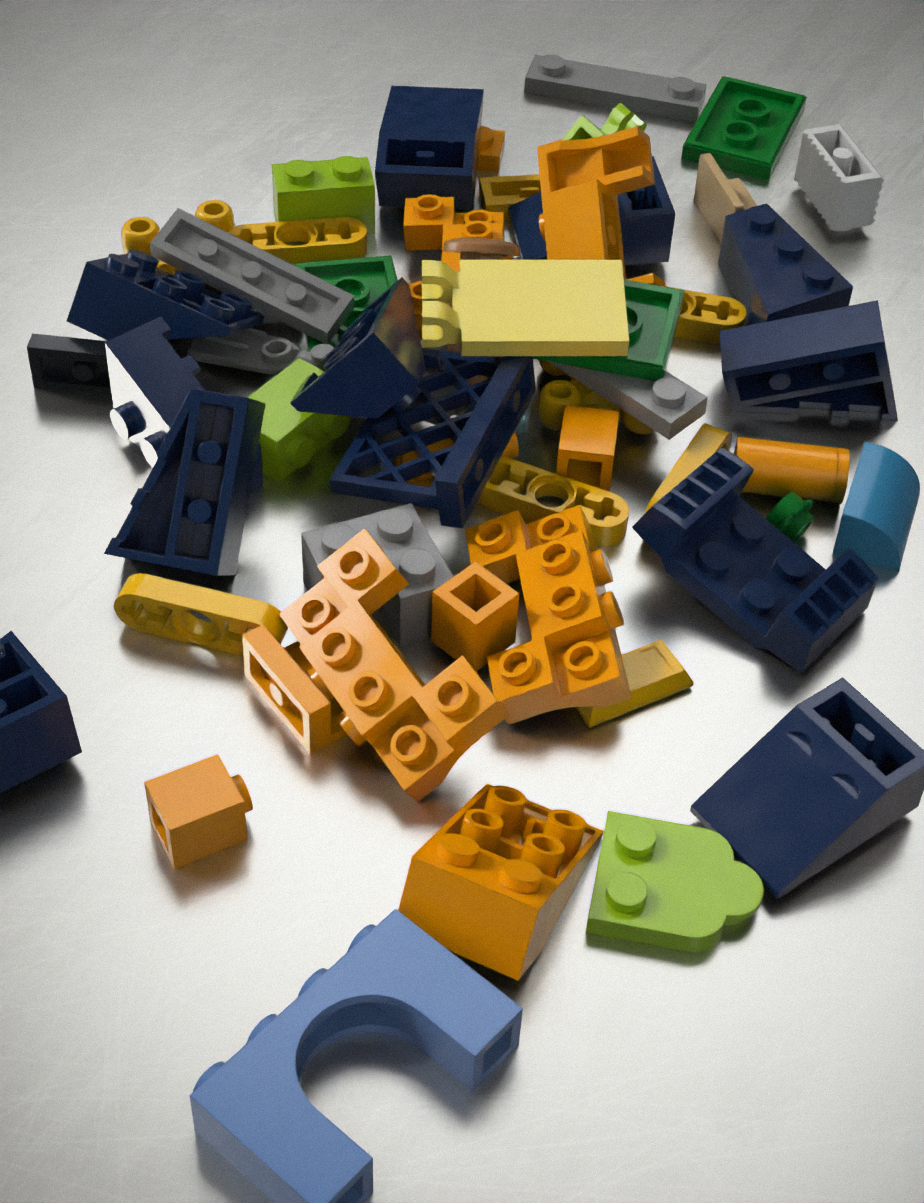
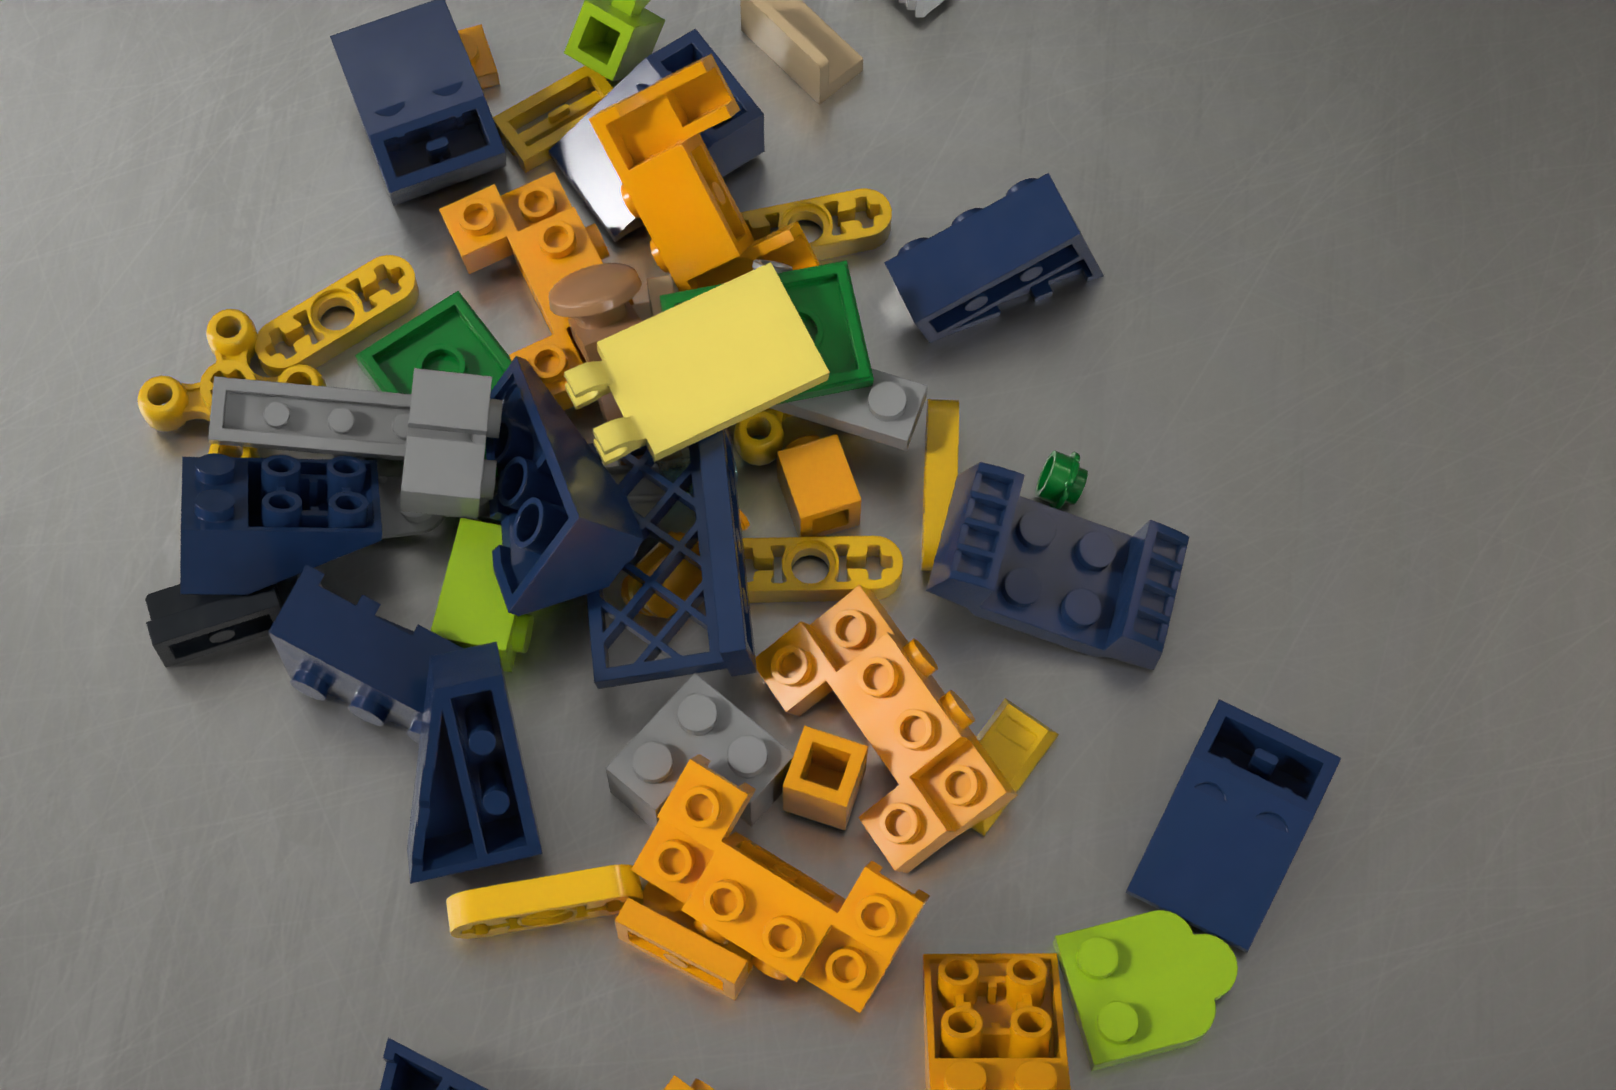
camera: 25 degrees left, 20 degrees up
(313, 311) = (447, 444): none -> light grey piece
(324, 190) = (336, 237): lime brick -> none
(776, 268) = (904, 141): dark blue wedge -> none
(786, 467) = (1034, 416): light orange pin -> none
(879, 508) = (1141, 426): dark azure brick -> none

